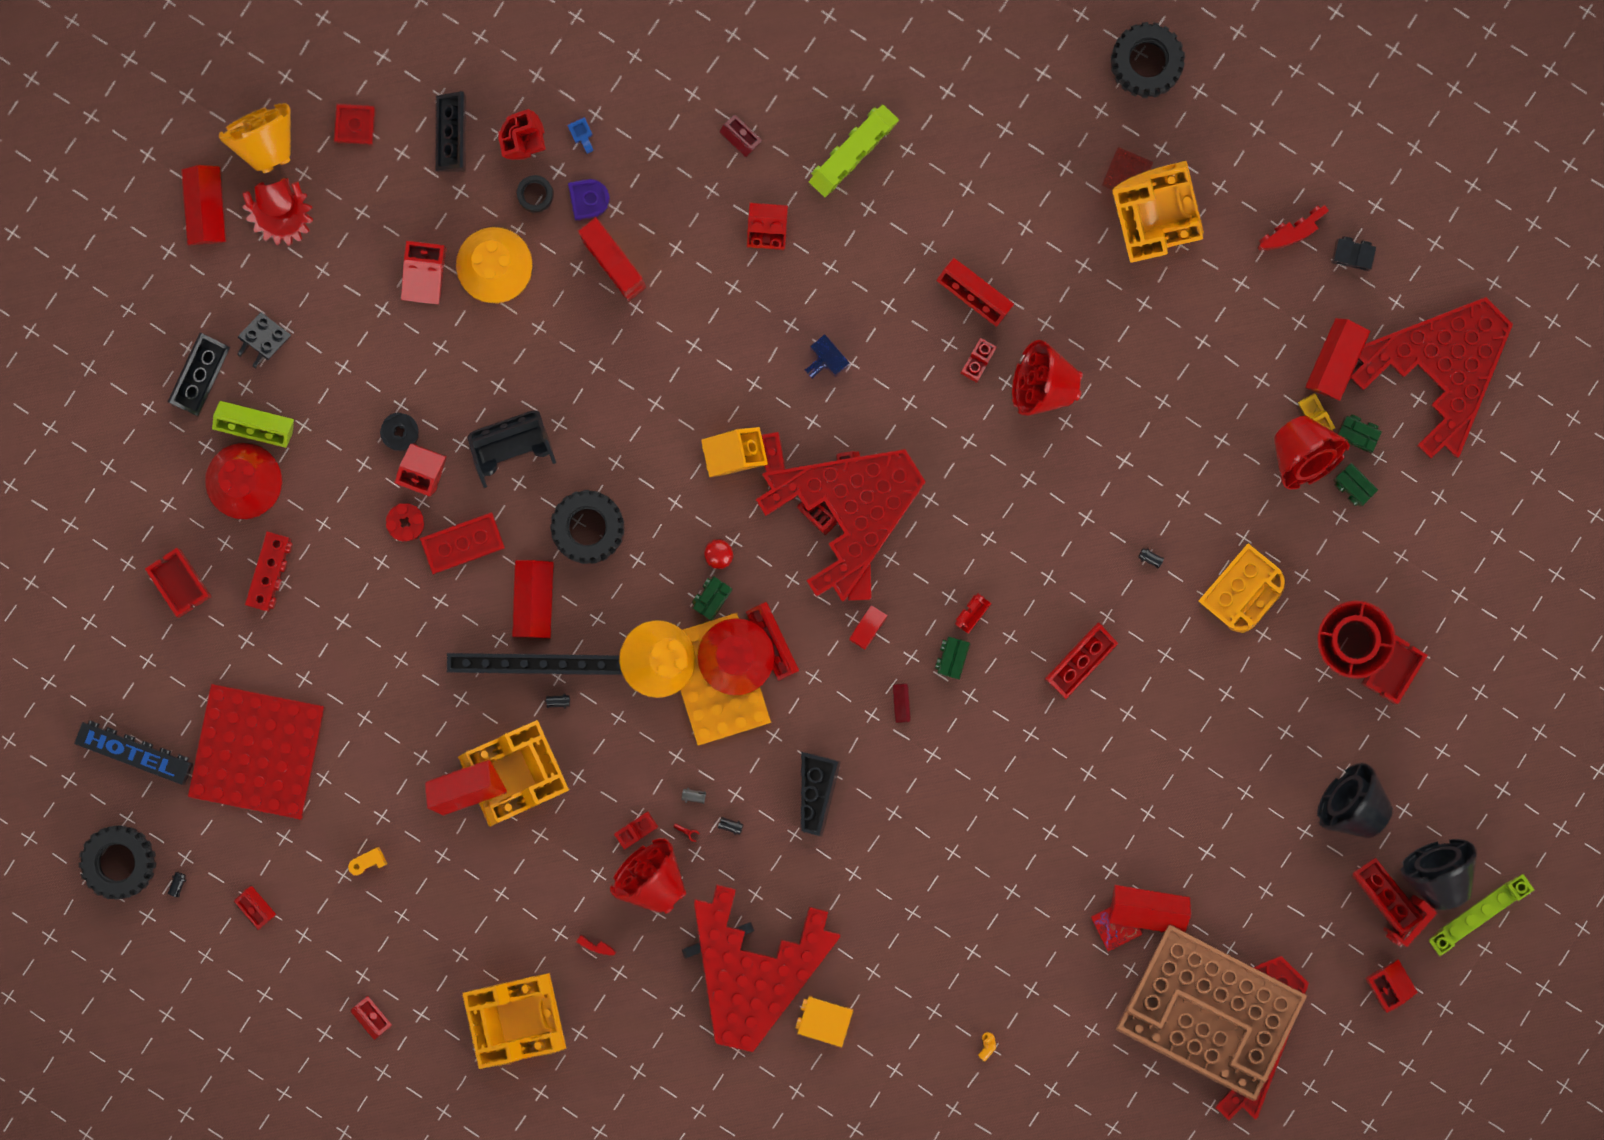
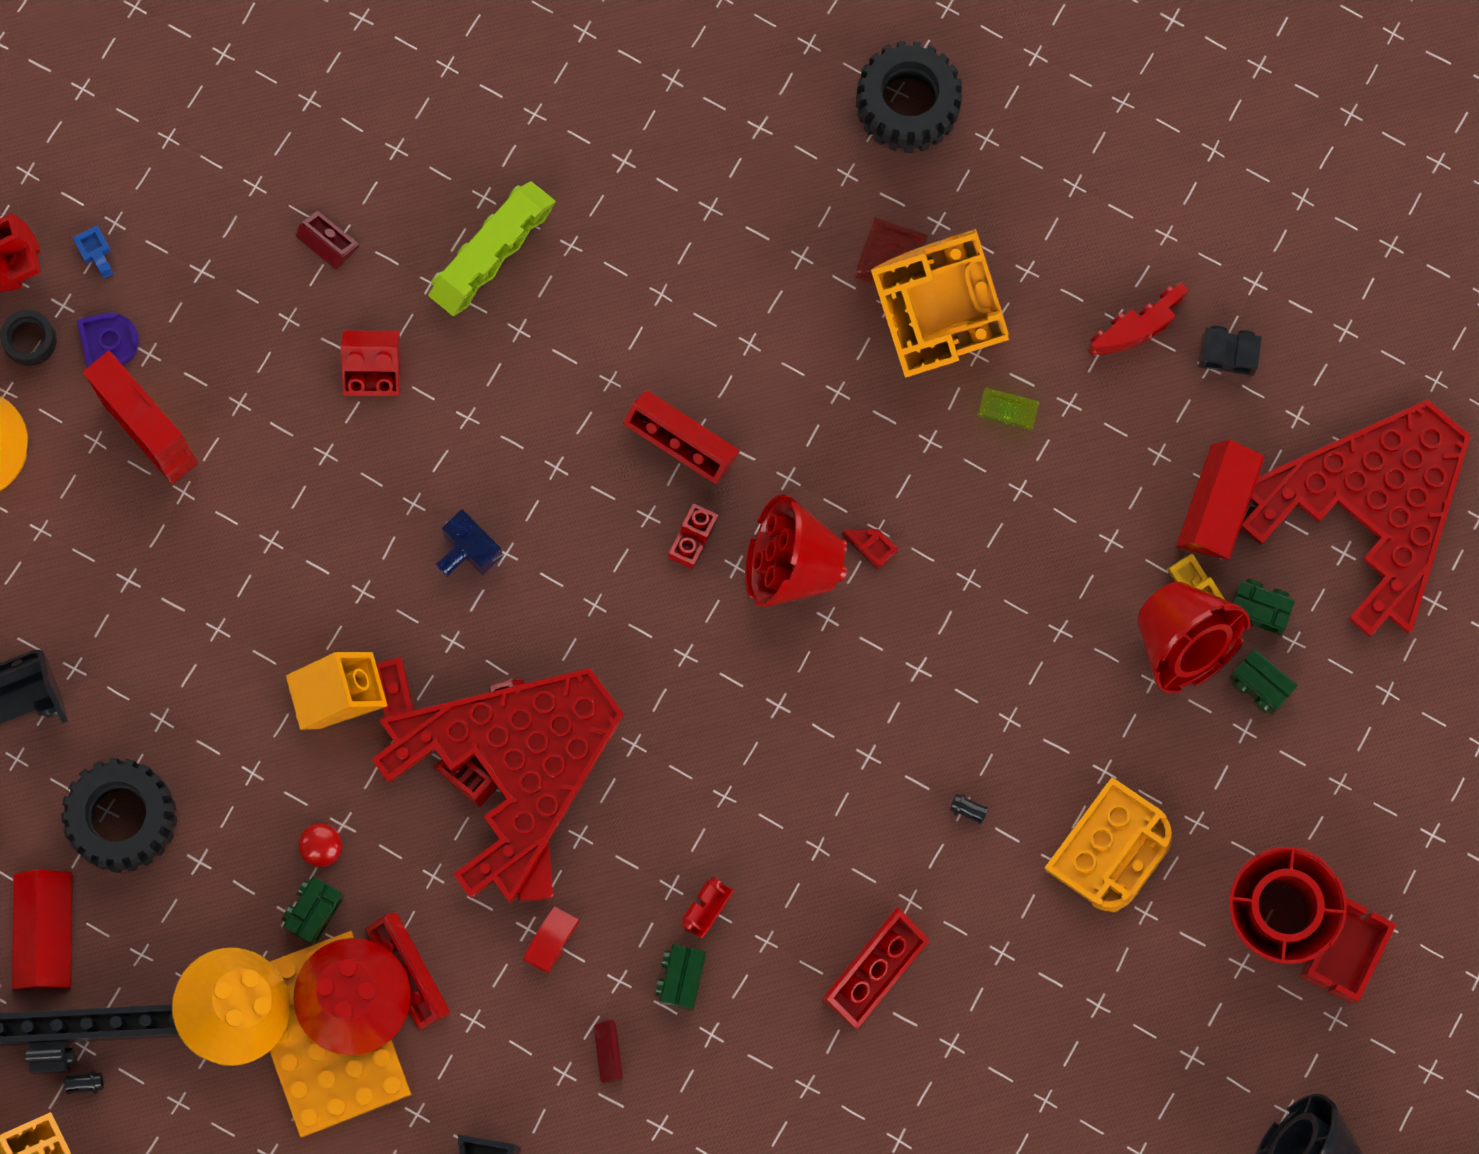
camera: 10 degrees left, 10 degrees down
(537, 683) = (49, 1057): none -> black brick
(1099, 373) = (872, 545): none -> red tile
(1199, 285) = (1008, 408): none -> clear neon green plate

